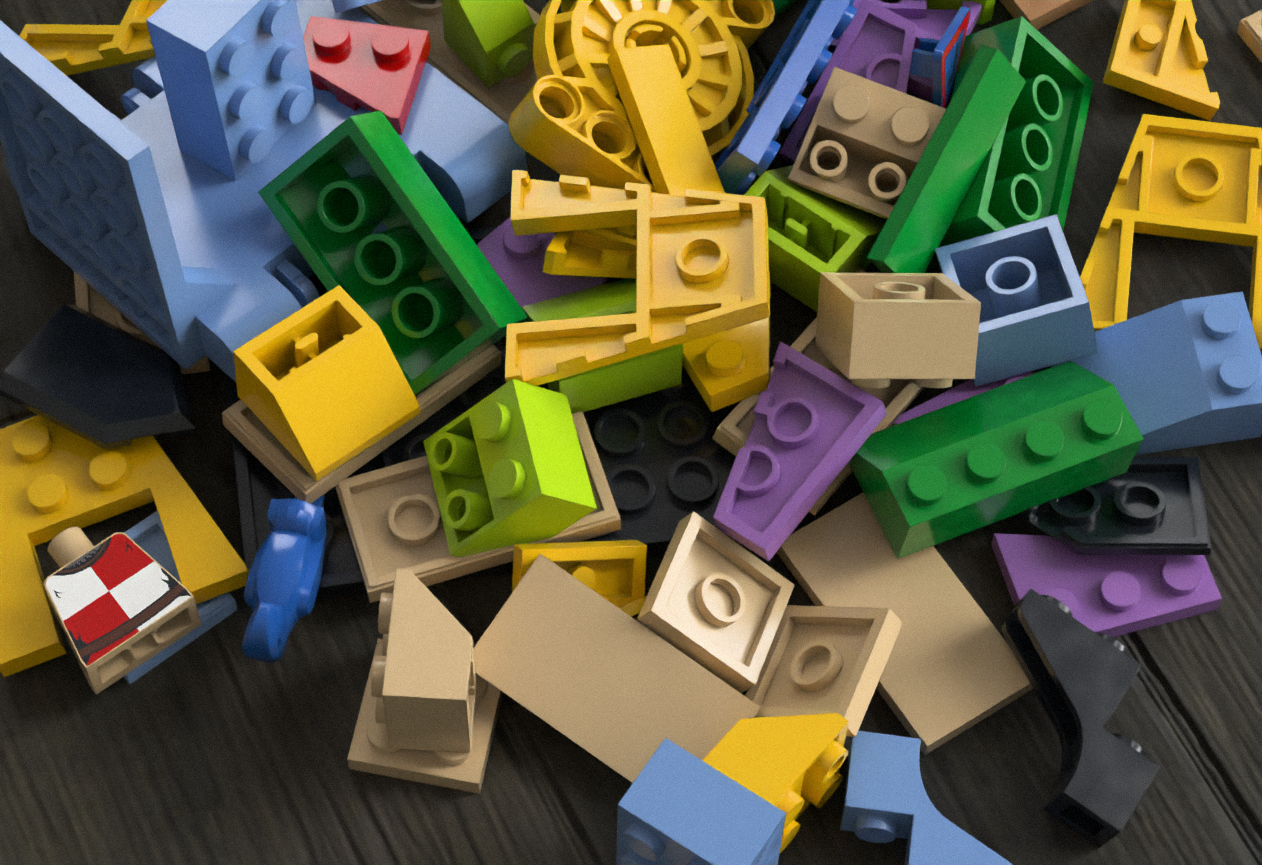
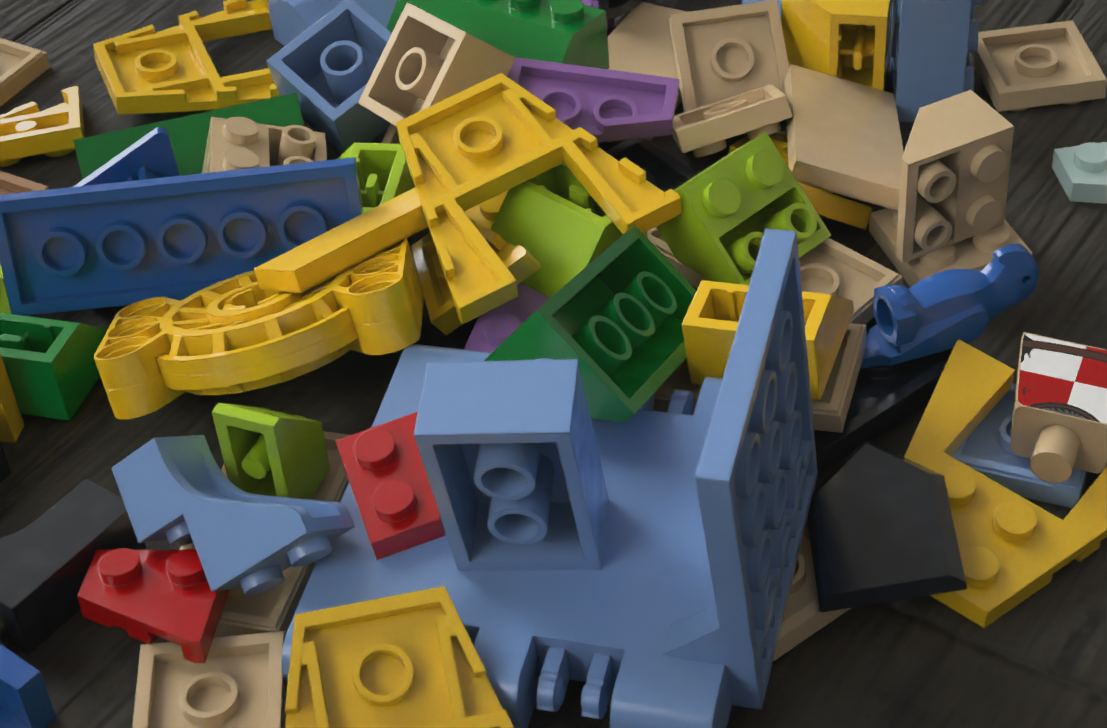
camera: 115 degrees left, 20 degrees down
(948, 164) = (198, 102): green tile -> none

